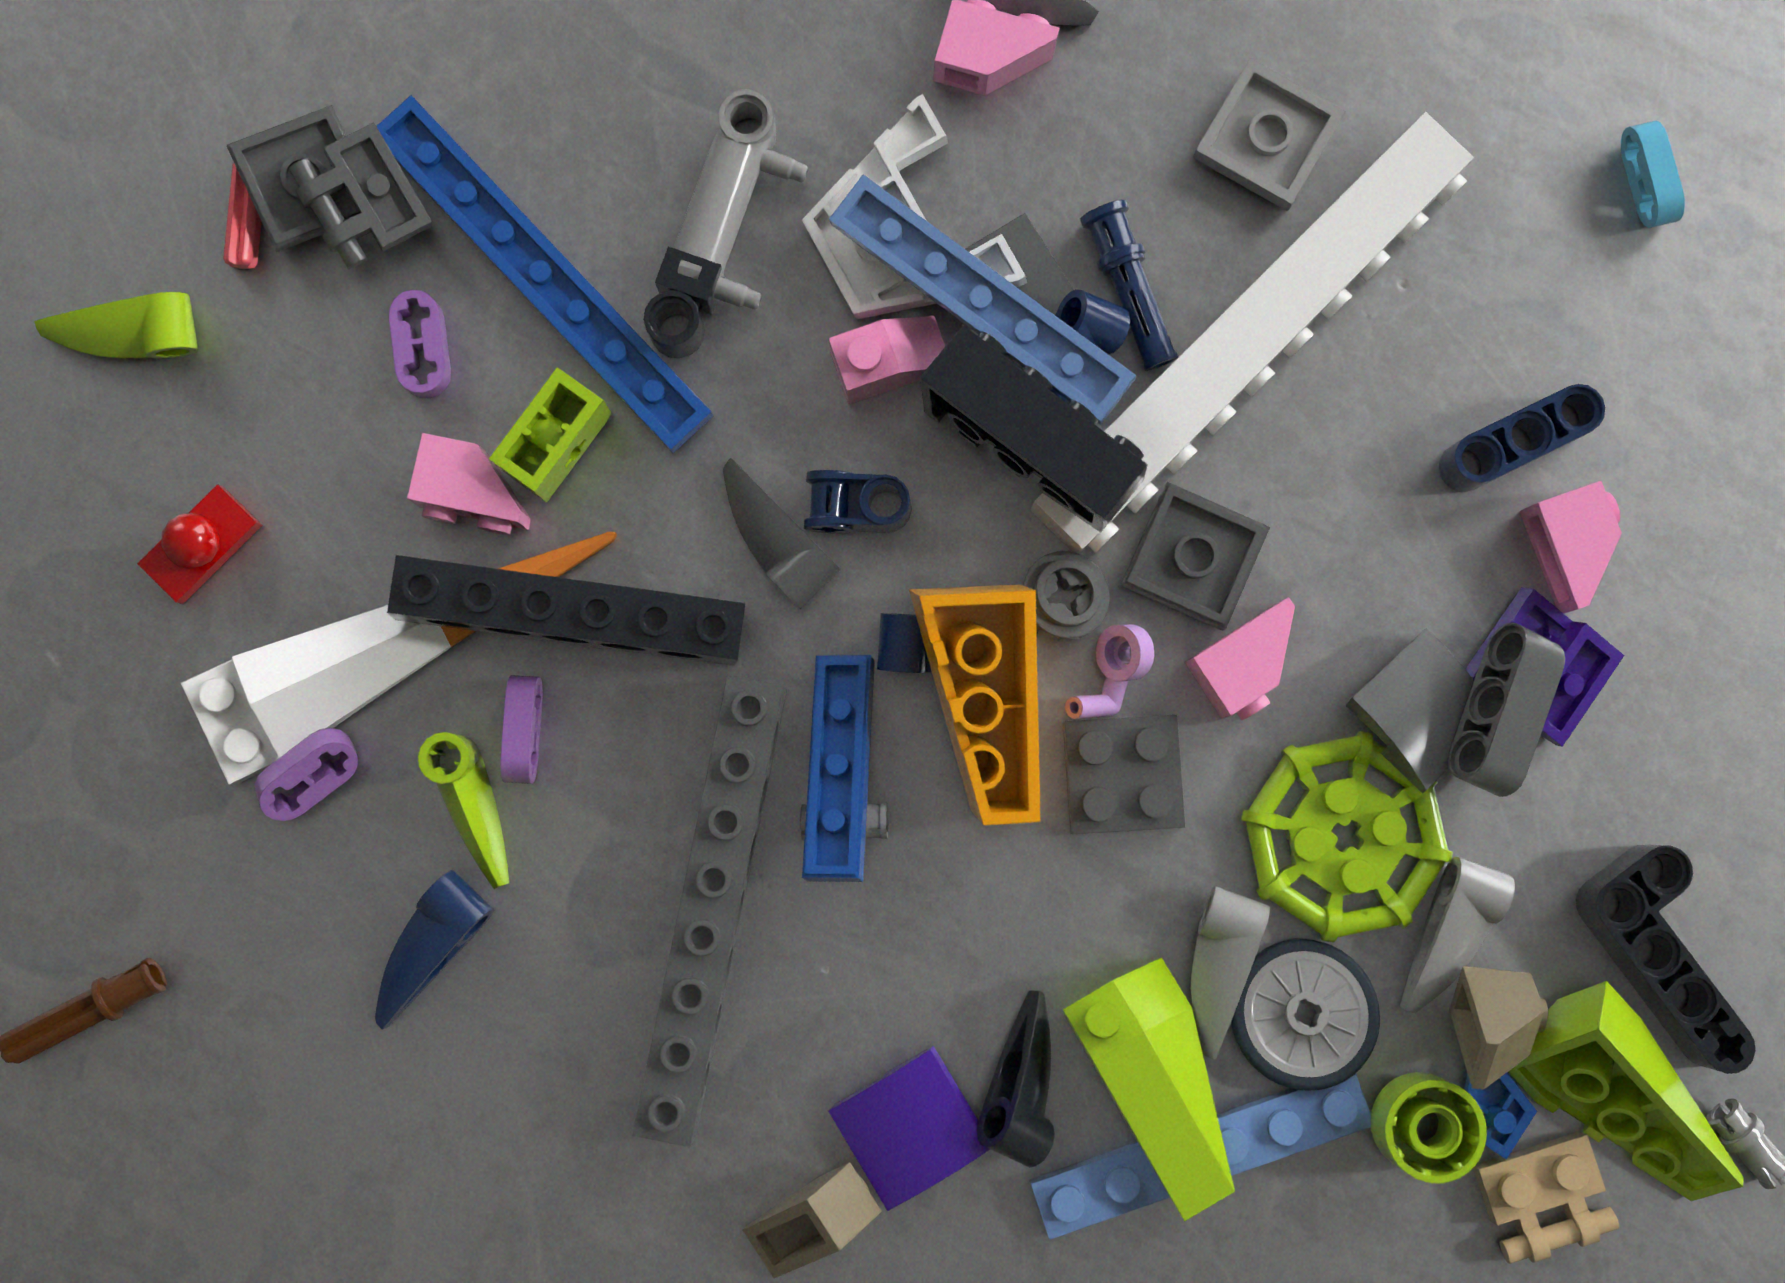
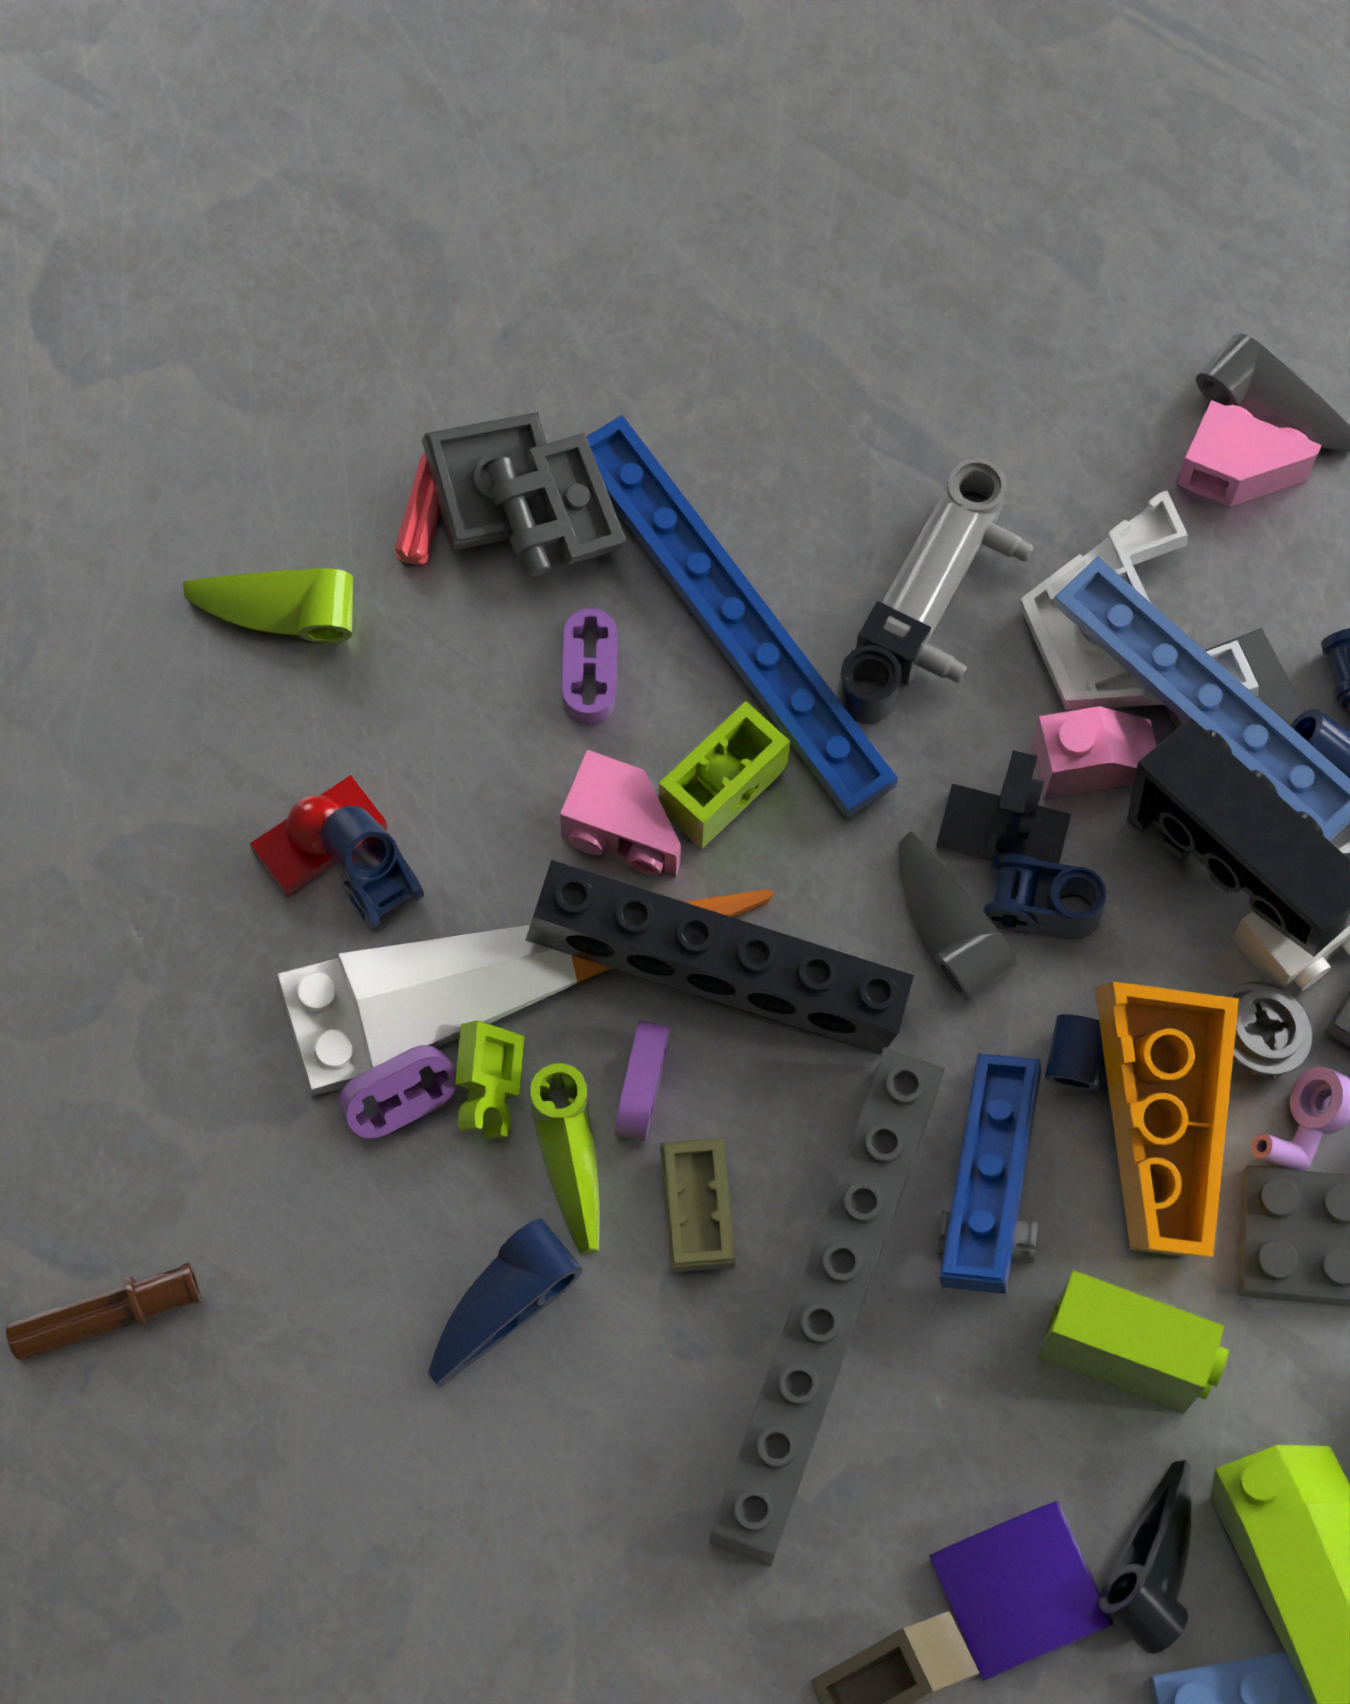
camera: 10 degrees right, 15 degrees down
(248, 577) = (375, 871): none -> dark blue piece
(384, 739) = (491, 1070): none -> lime plate
(586, 833) = (697, 1205): none -> olive plate
(813, 437) = (1010, 822): none -> black bracket
(981, 908) = (1134, 1343): none -> lime brick

